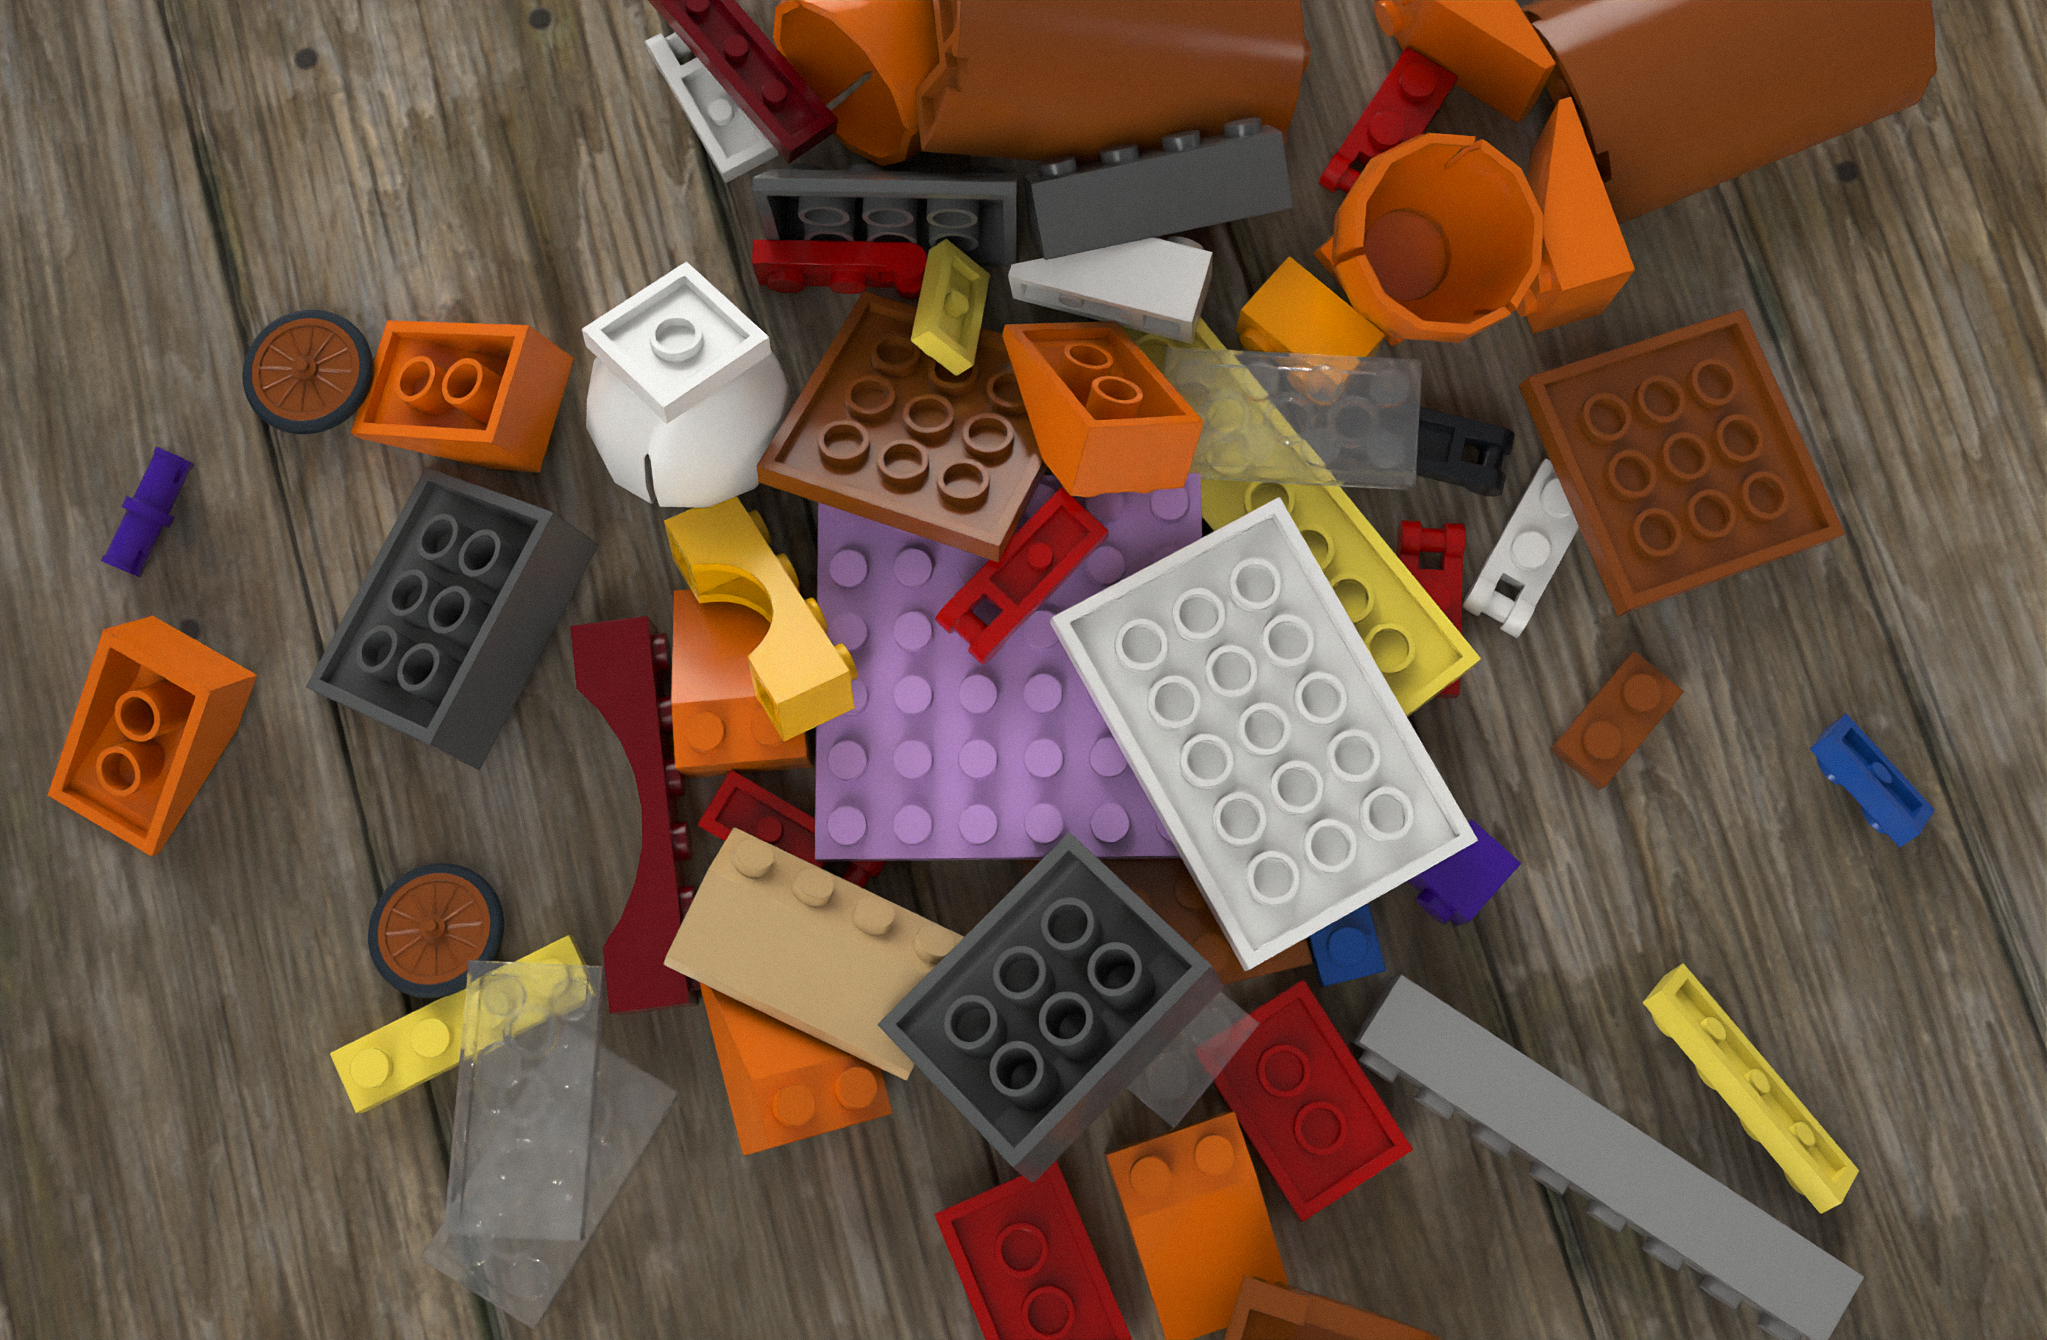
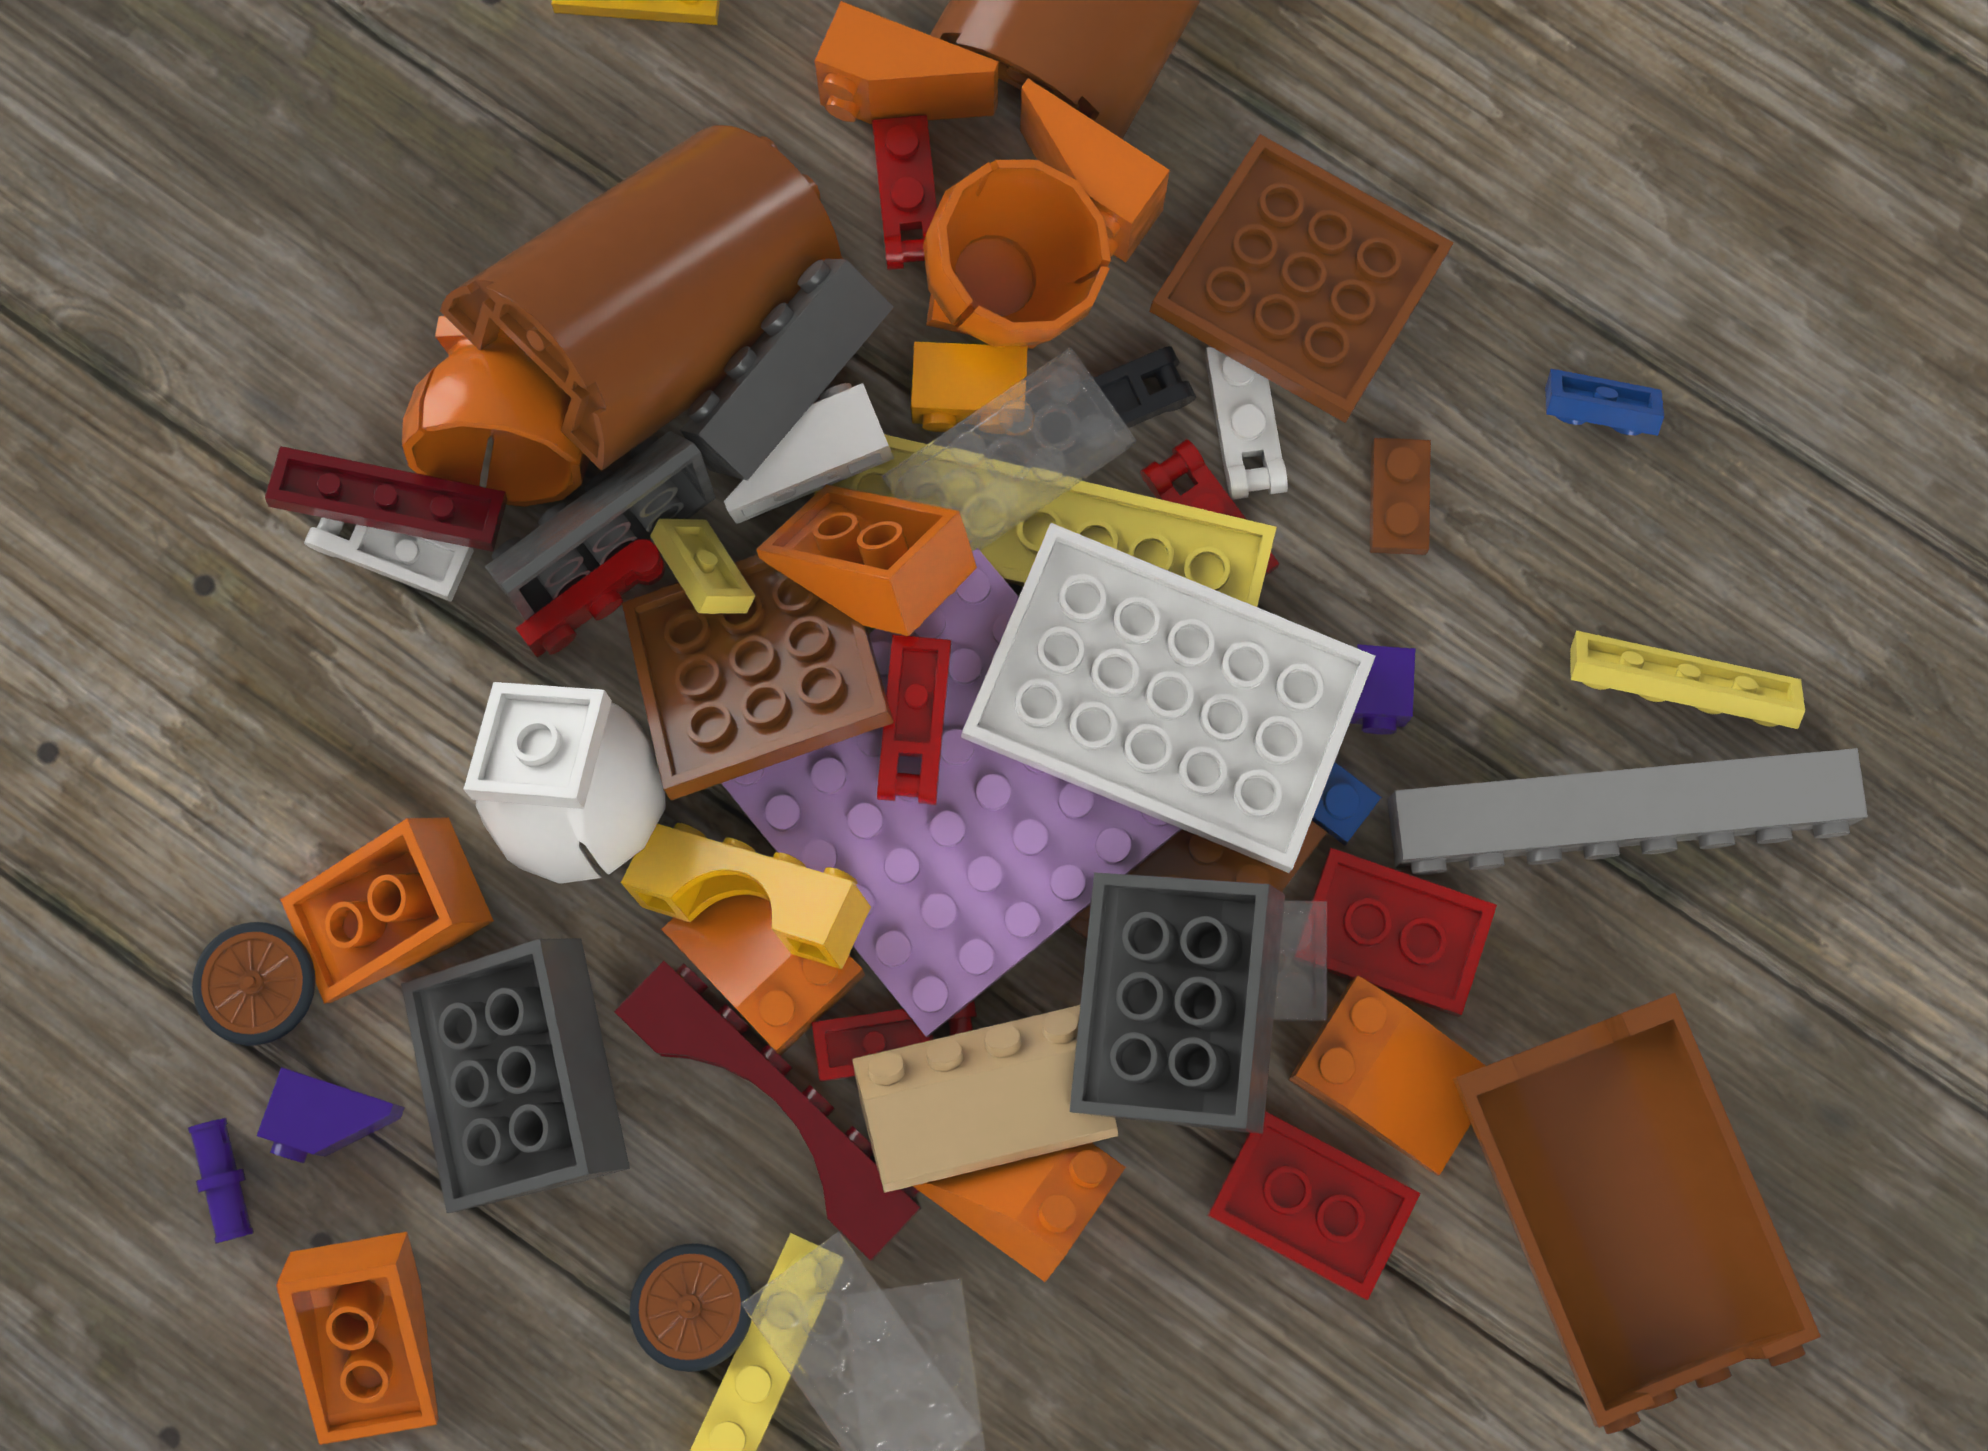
camera: 40 degrees left, 0 degrees up
(267, 521) = (320, 1116): none -> dark purple slope

